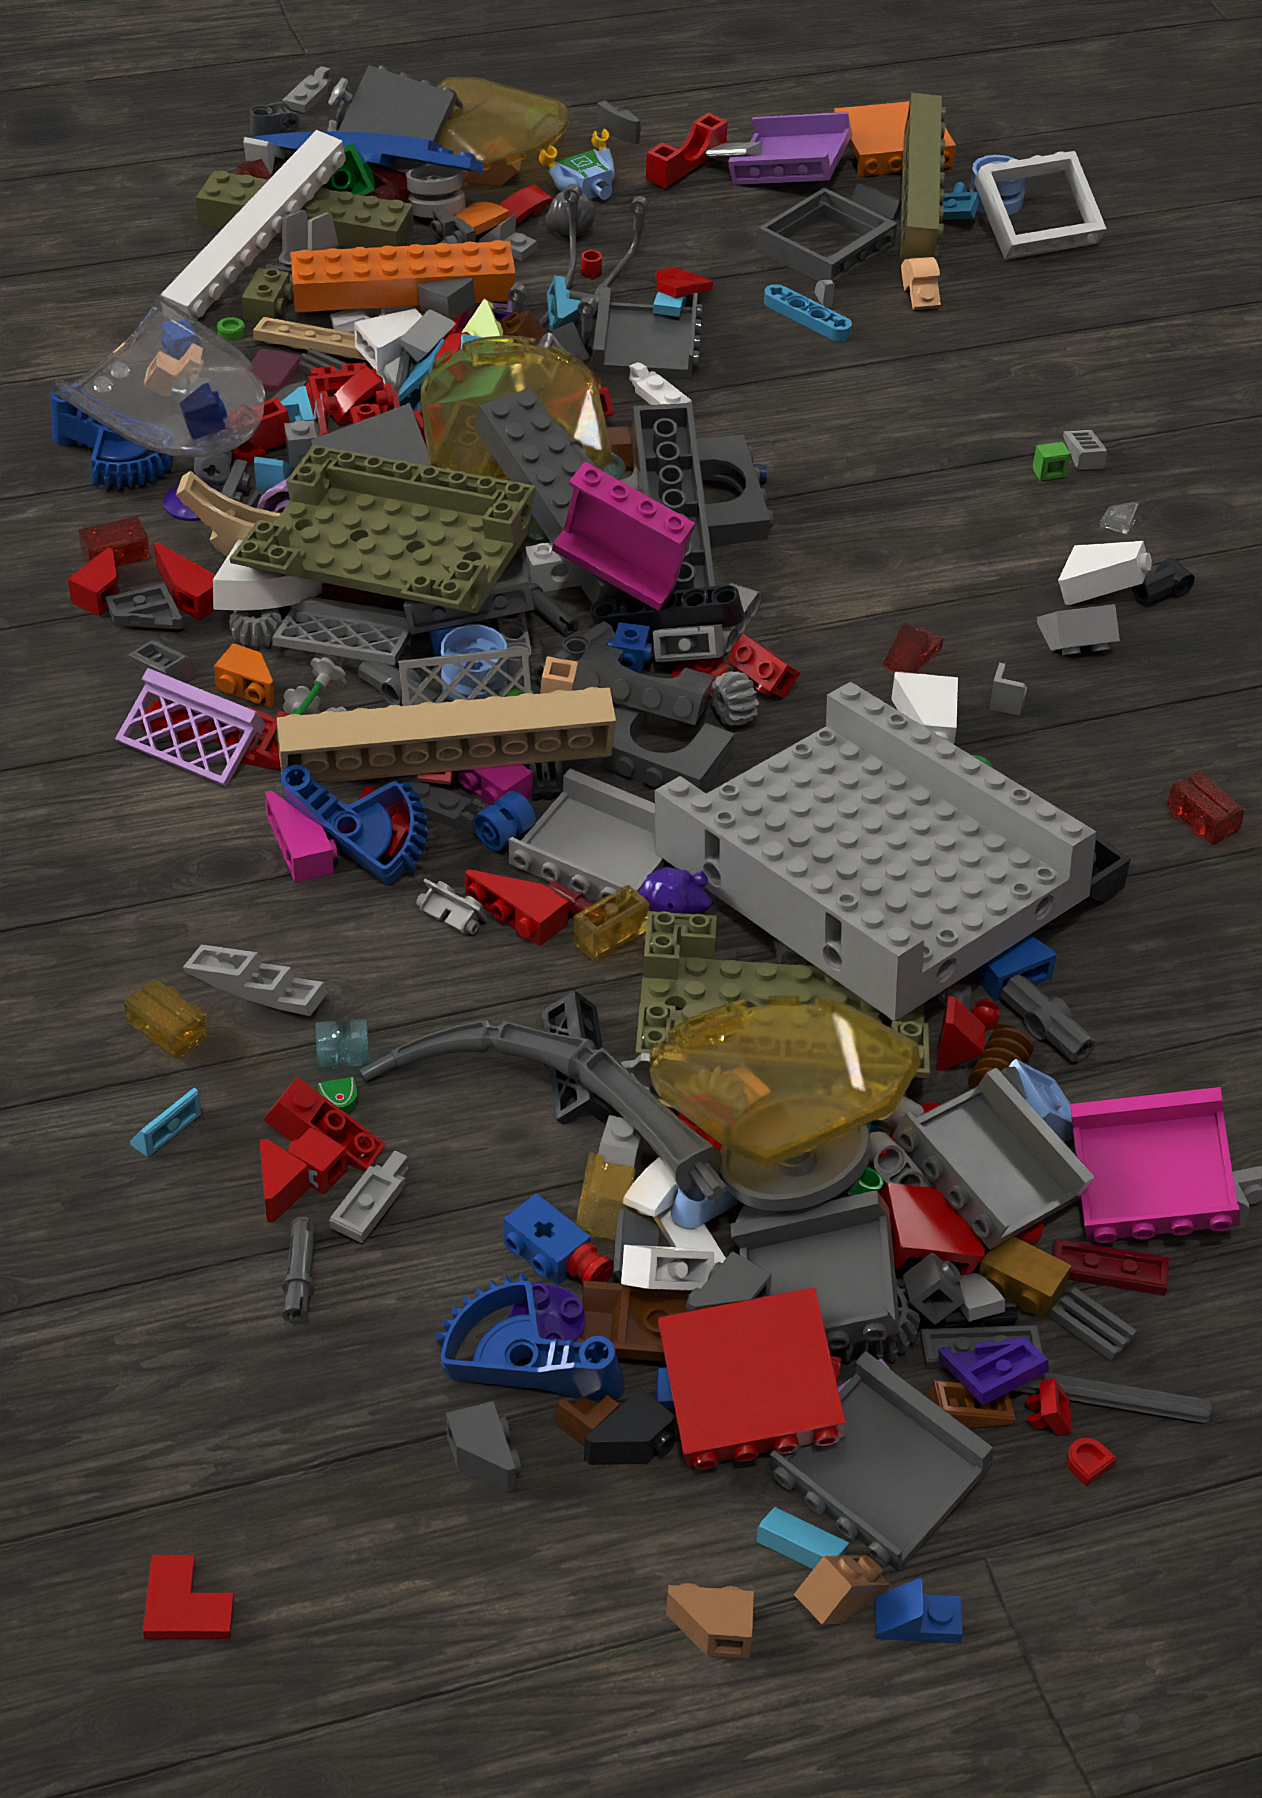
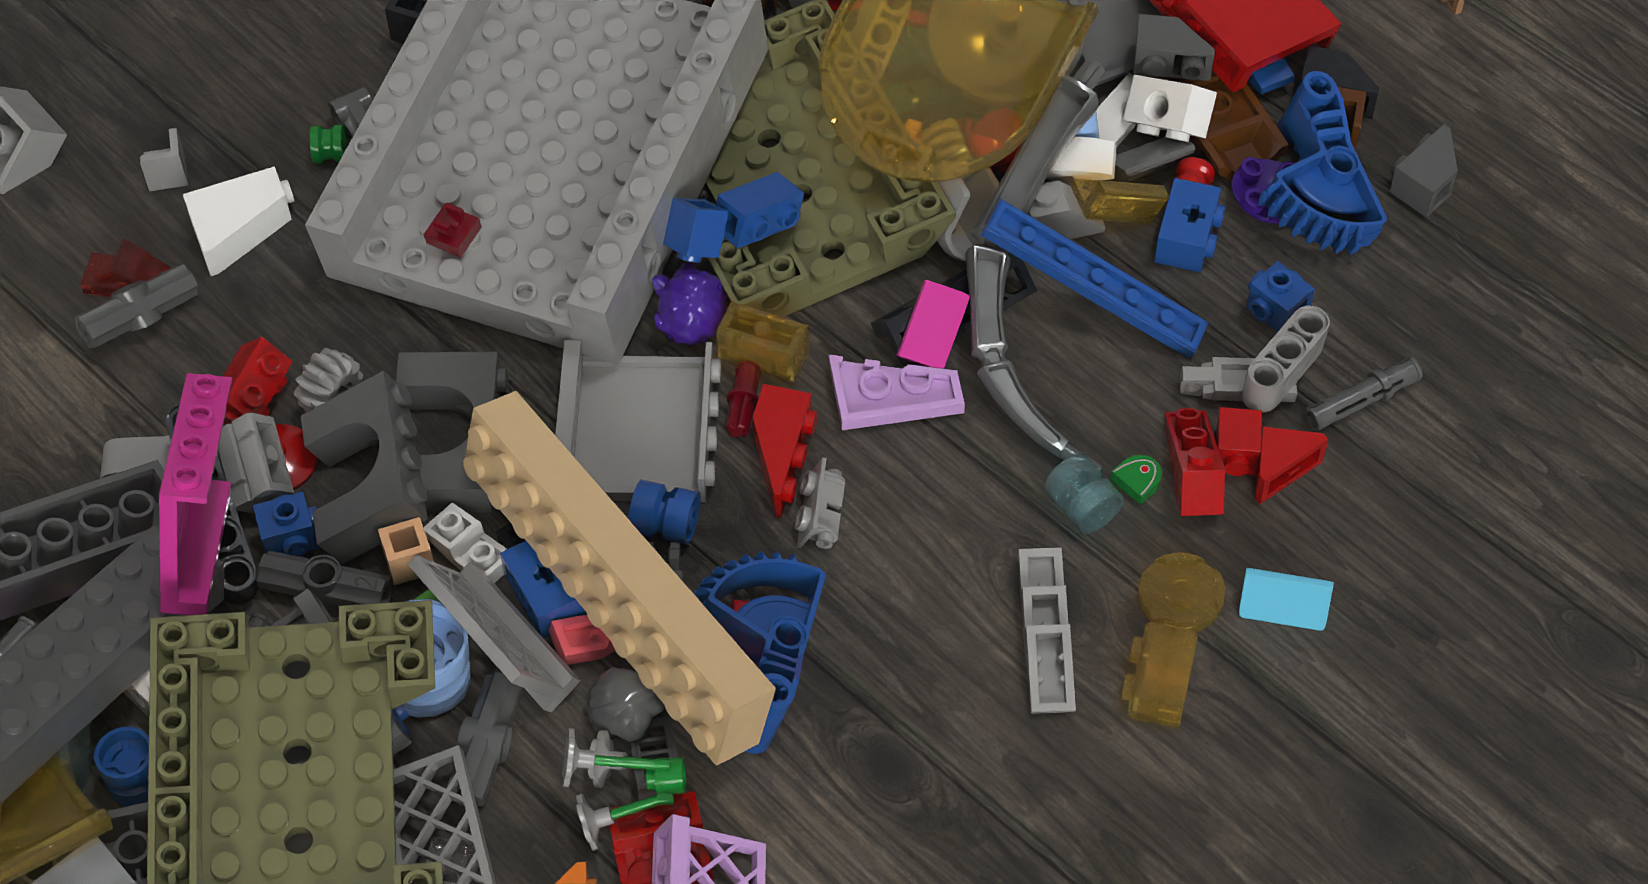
camera: 115 degrees left, 10 degrees up
(225, 1073) = (1182, 592): none -> clear yellow tile
(300, 840) = (826, 689): dark pink slope -> none
(345, 1192) = (1285, 358): none -> light grey beam
(425, 1253) = (1277, 295): none -> blue brick
(517, 1122) = (1094, 278): none -> blue tile
(522, 983) = (888, 395): none -> lavender wing
(554, 1018) = (933, 325): none -> dark pink slope
(721, 893) = (695, 229): none -> blue brick
(723, 946) = (760, 209): none -> blue brick
(806, 763) = (452, 230): none -> dark red tile
(873, 638) = (136, 306): none -> dark grey piece

